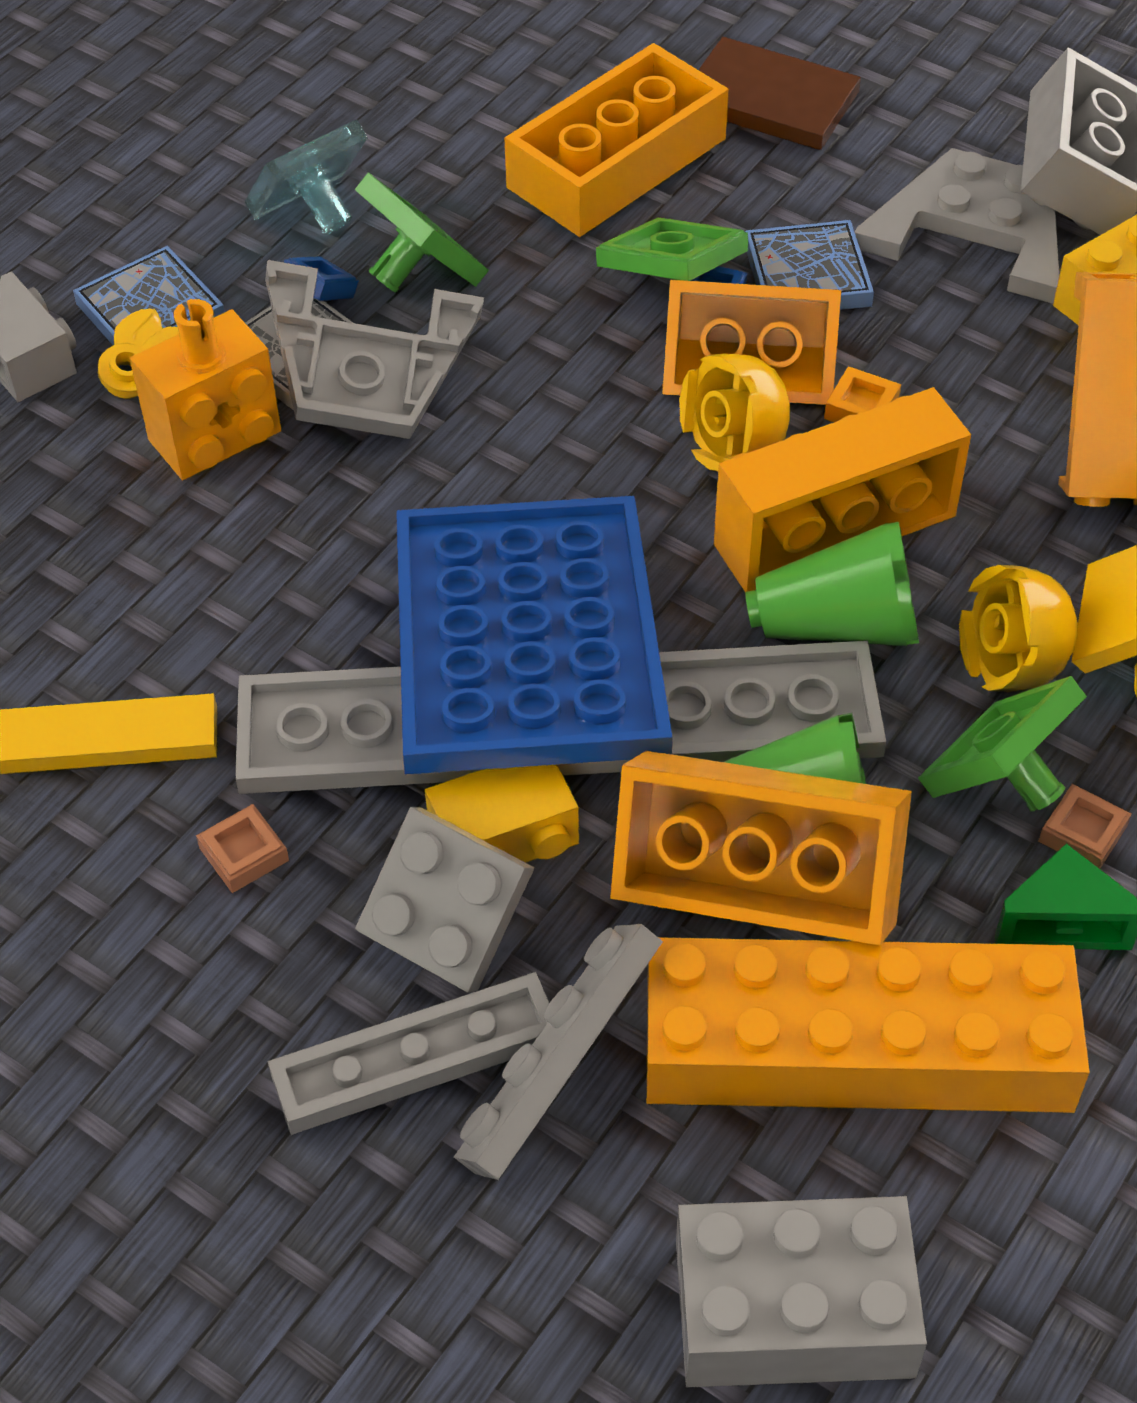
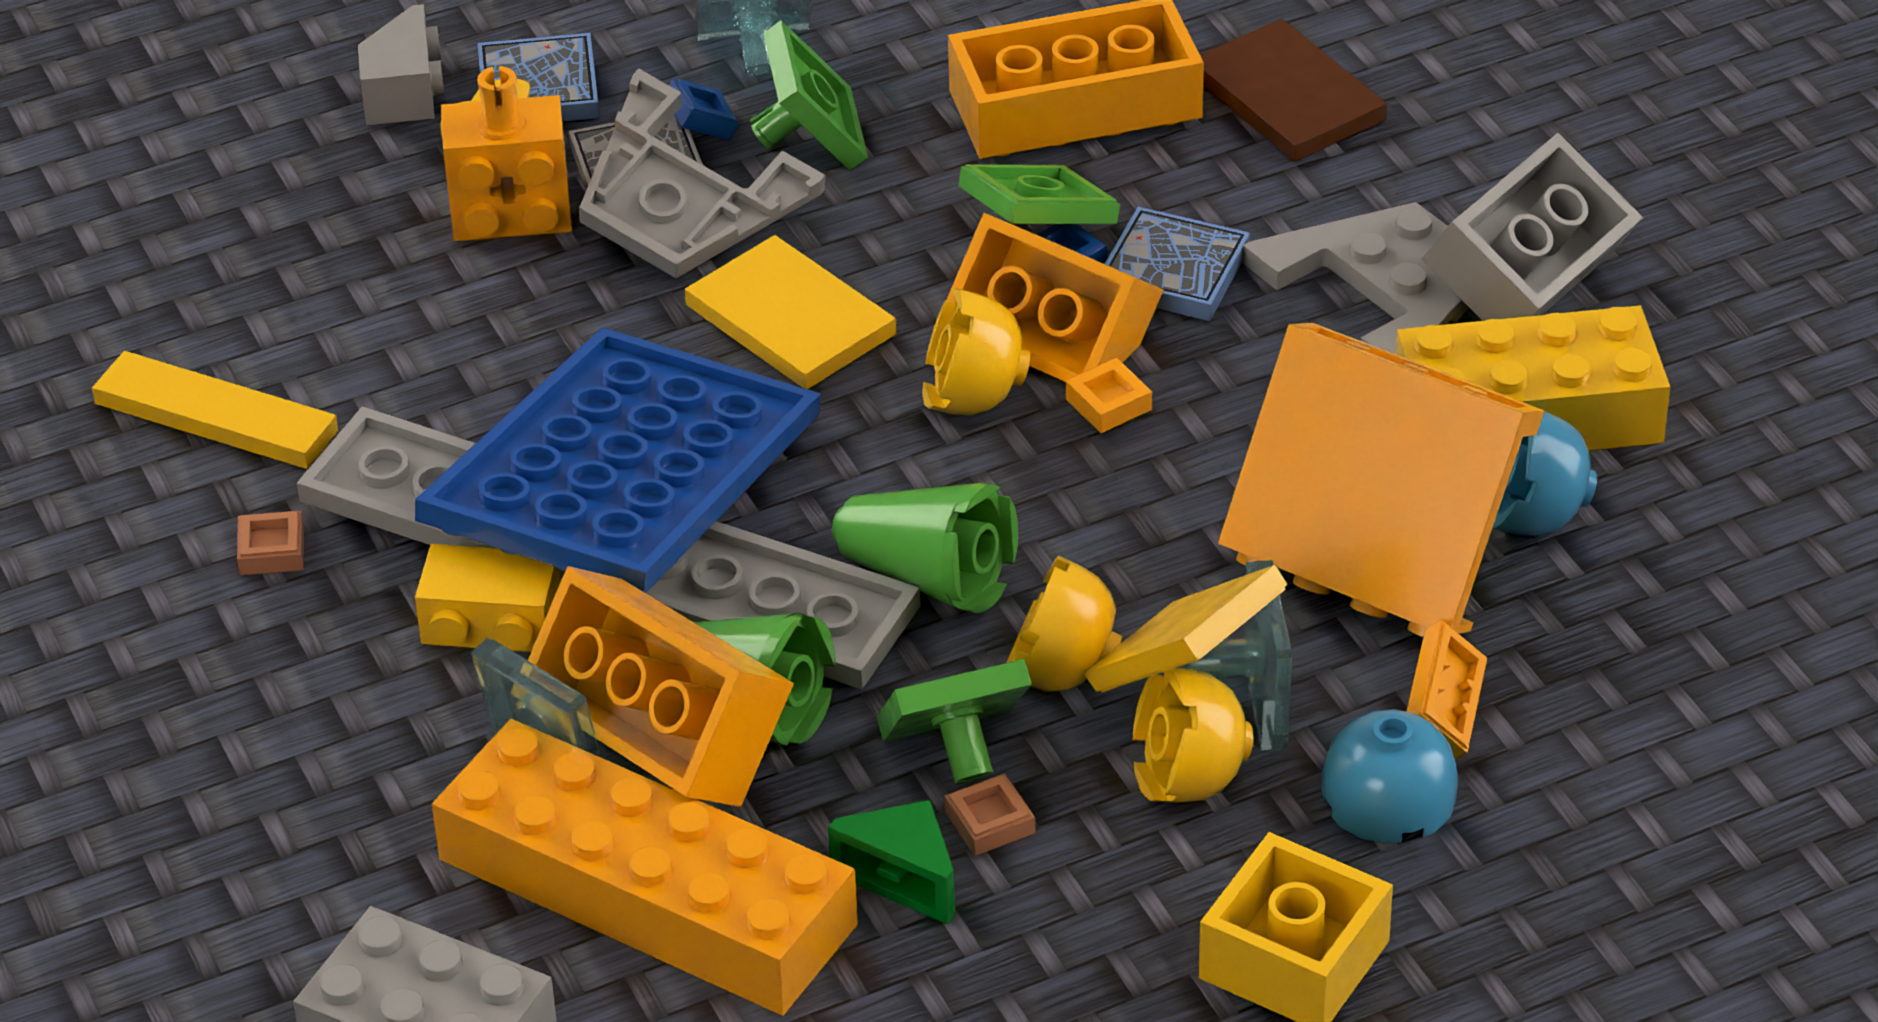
camera: 30 degrees right, 10 degrees down
(408, 1053) = (280, 738): light grey plate -> none
(444, 899) = (384, 633): light grey plate -> none
(535, 431) = (790, 312): none -> yellow tile
(541, 1069) = (353, 780): light grey plate -> none
(664, 906) = (531, 696): none -> clear light blue tile
(838, 482) = (1040, 441): light orange brick -> none

